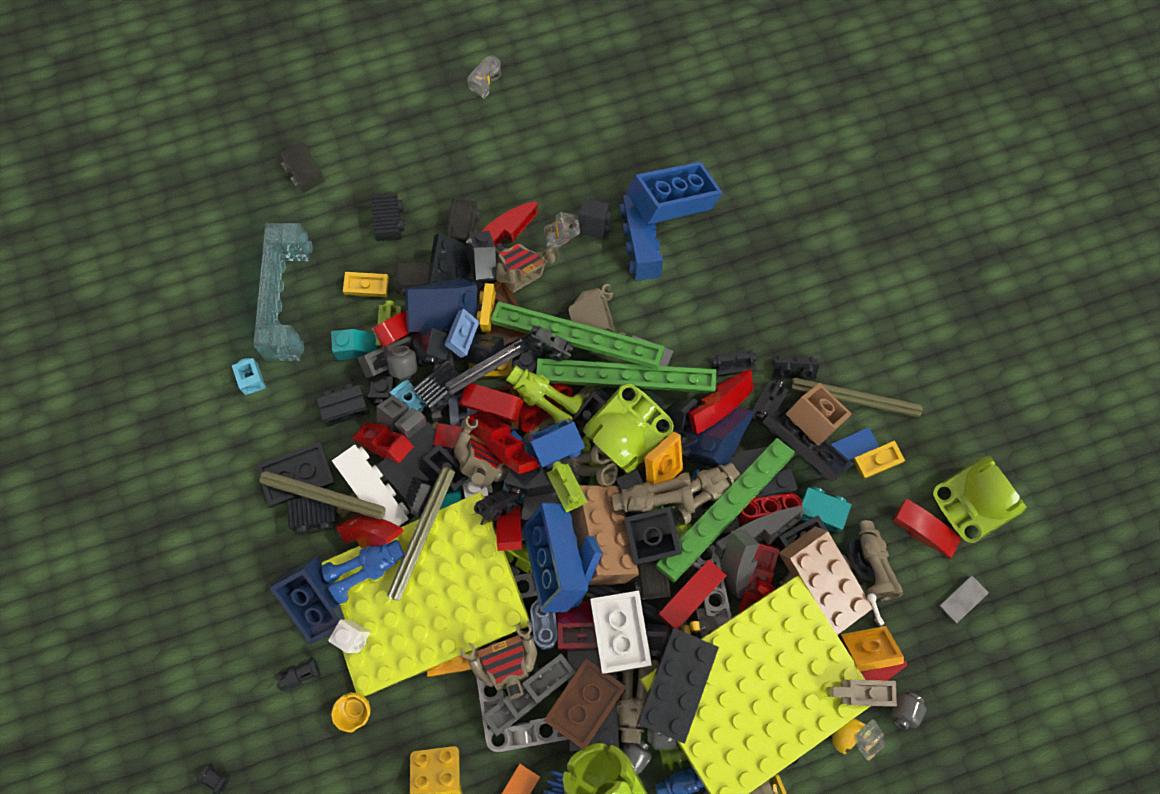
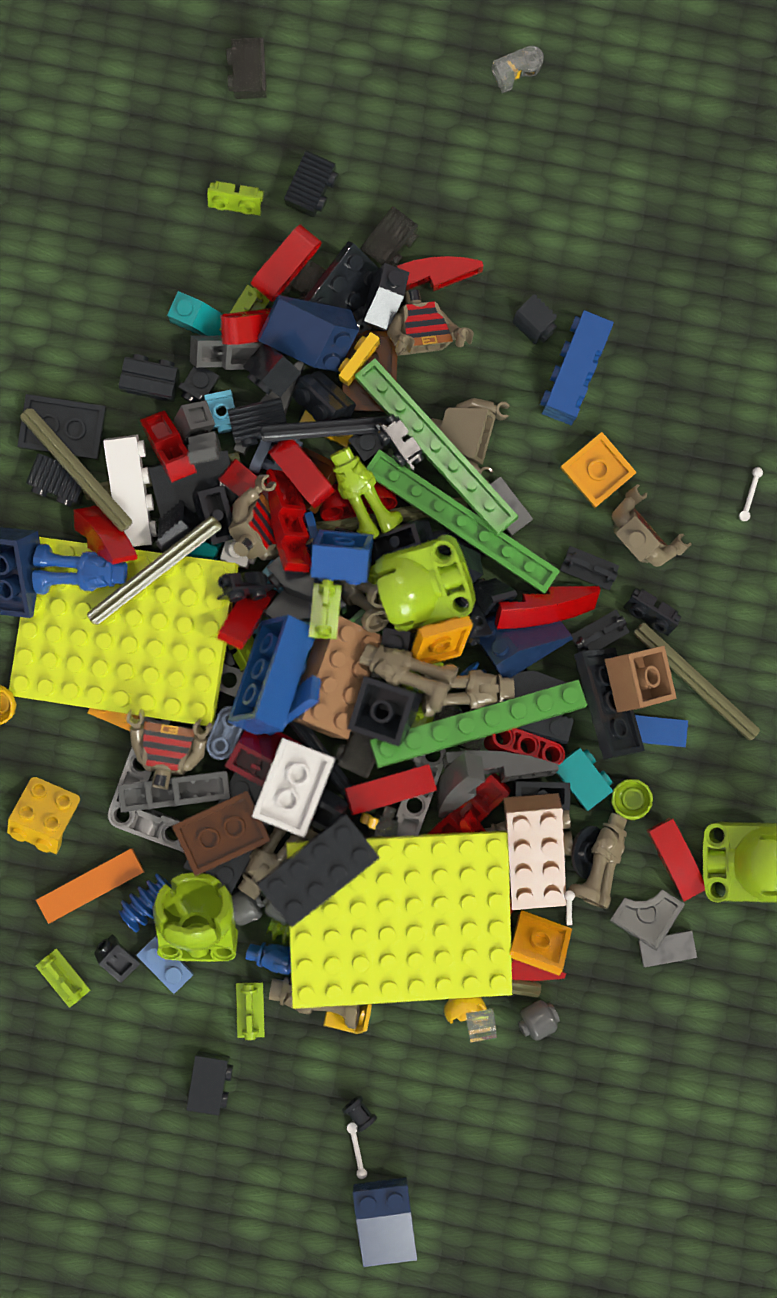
camera: 30 degrees right, 15 degrees up
(243, 370) = (60, 280): medium azure brick -> none
(281, 244) = (173, 153): clear light blue plate -> none
(336, 256) = (223, 197): none -> lime hinge
(349, 636) = (29, 632): white brick -> none
(366, 284) = (243, 250): yellow plate -> none
(398, 271) = (286, 263): none -> red beam
(402, 363) = (233, 371): dark grey head -> none
(462, 333) = (313, 377): medium blue plate -> none
(559, 231) = (489, 310): clear leg -> none
(673, 192) = (639, 341): blue brick -> none
(697, 294) = (598, 470): none -> light orange plate
(754, 318) = (640, 536): none -> dark tan torso
(814, 270) = (745, 515): none -> white hinge
(865, 692) = (500, 981): dark tan hinge -> none
(867, 504) = (632, 799): none -> lime hair
(878, 460) = (675, 761): yellow plate -> none
(936, 586) = (648, 919): none -> tile

